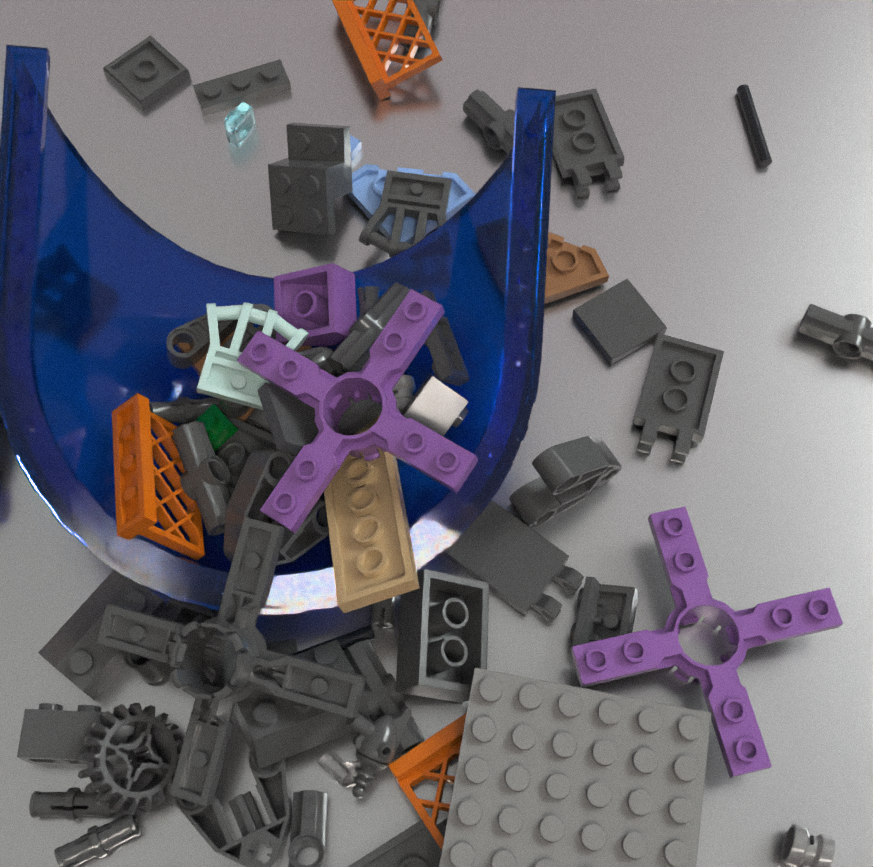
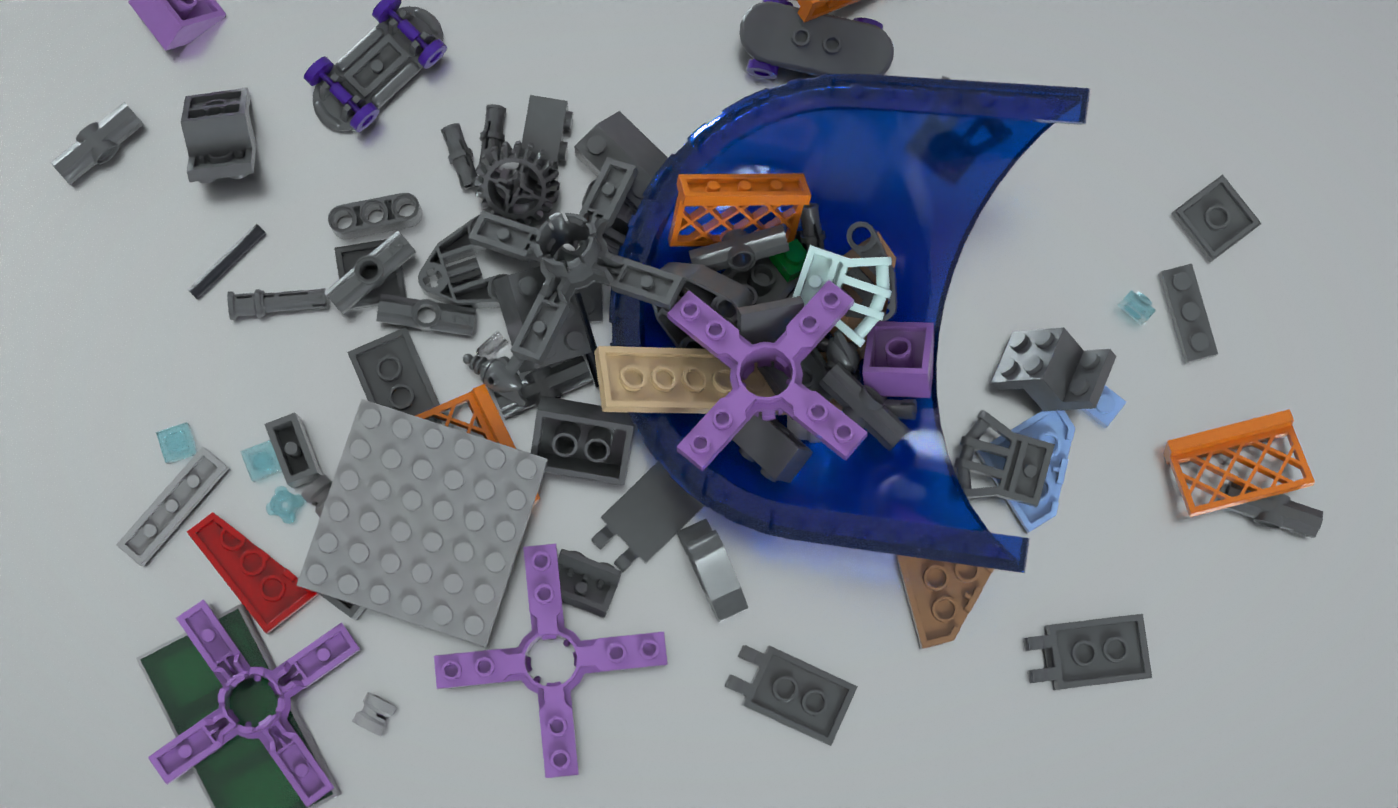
camera: 90 degrees right, 15 degrees up
(446, 356) = (831, 468): dark grey hinge -> none
(492, 119) = (1107, 572): dark grey piece -> none
(619, 321) = (876, 652): dark grey tile -> none

